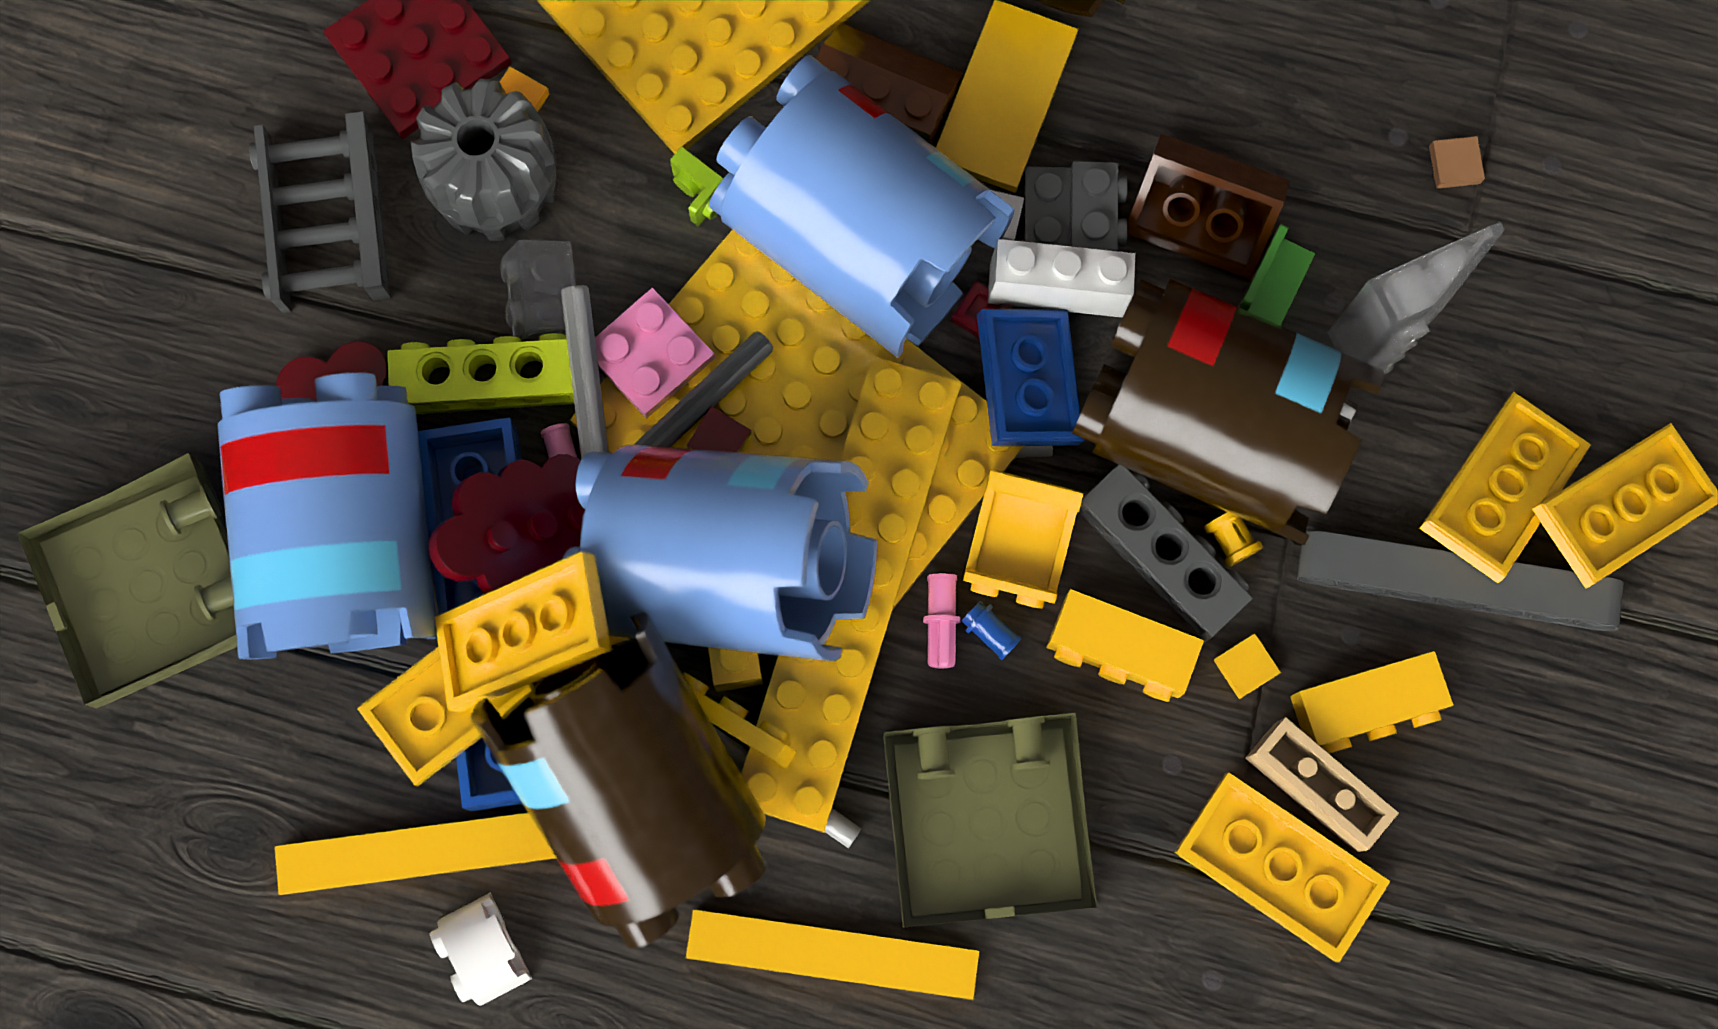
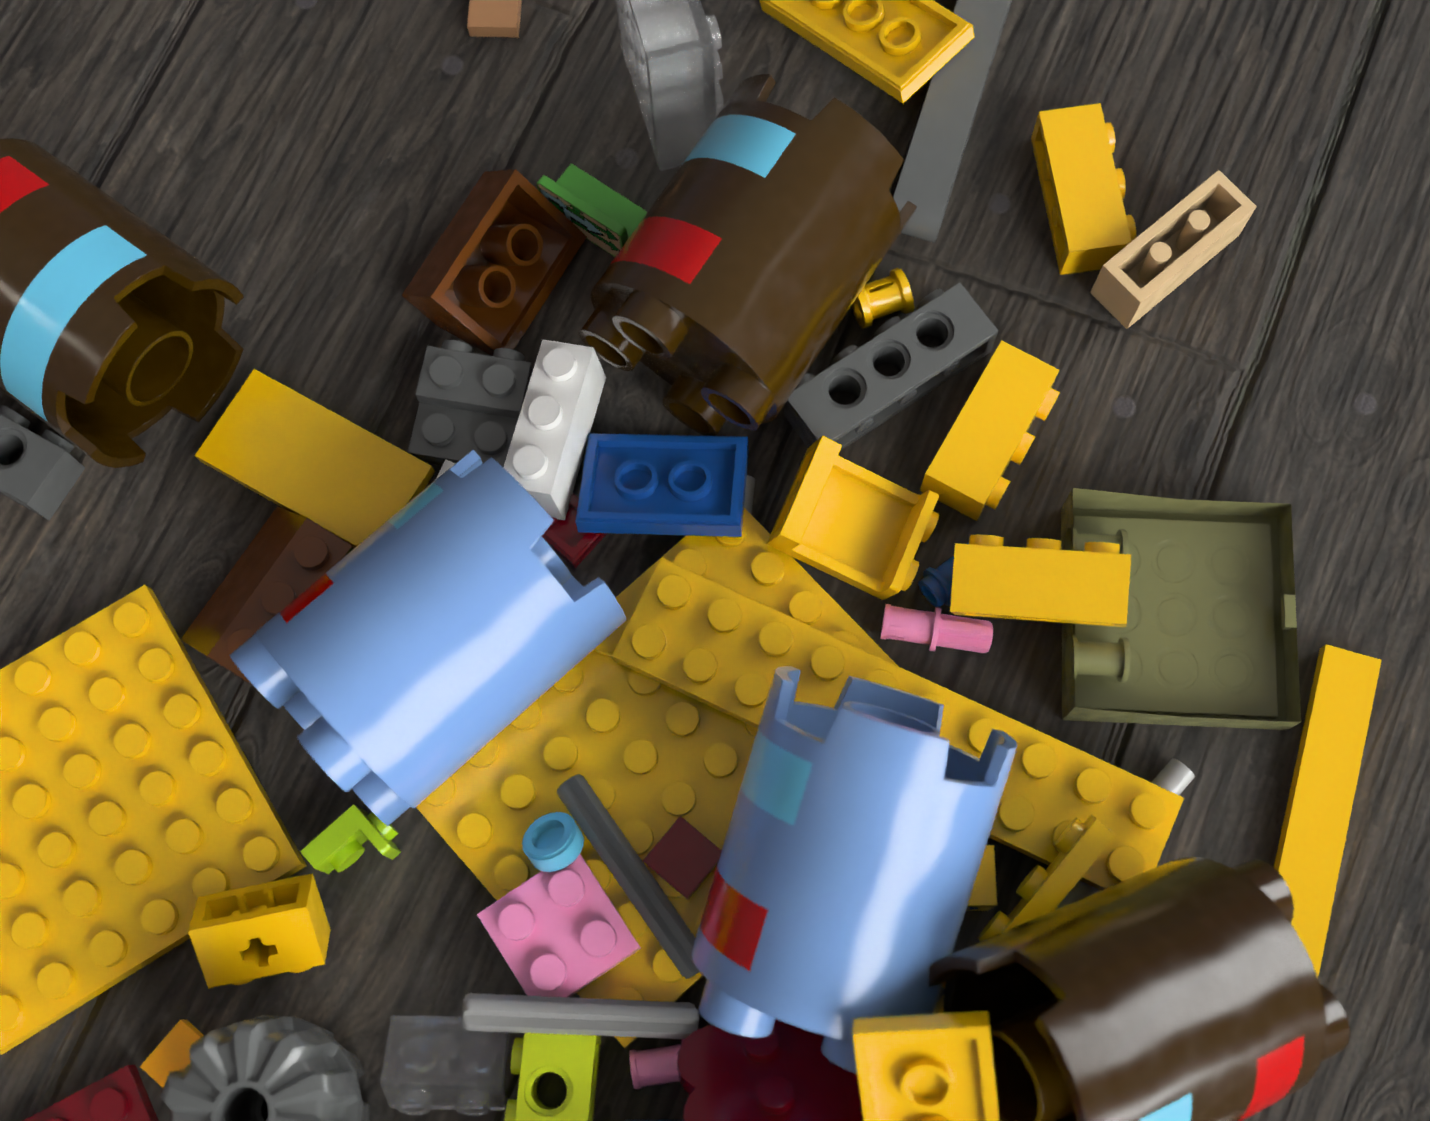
camera: 75 degrees left, 5 degrees down
(619, 130) = (260, 931): none -> yellow brick
(715, 335) = (553, 842): none -> medium azure tile
(984, 692) = (1041, 581): none -> yellow brick
(1247, 666) = (1025, 310): yellow tile -> none
(1282, 867) = (1251, 309): yellow plate -> none

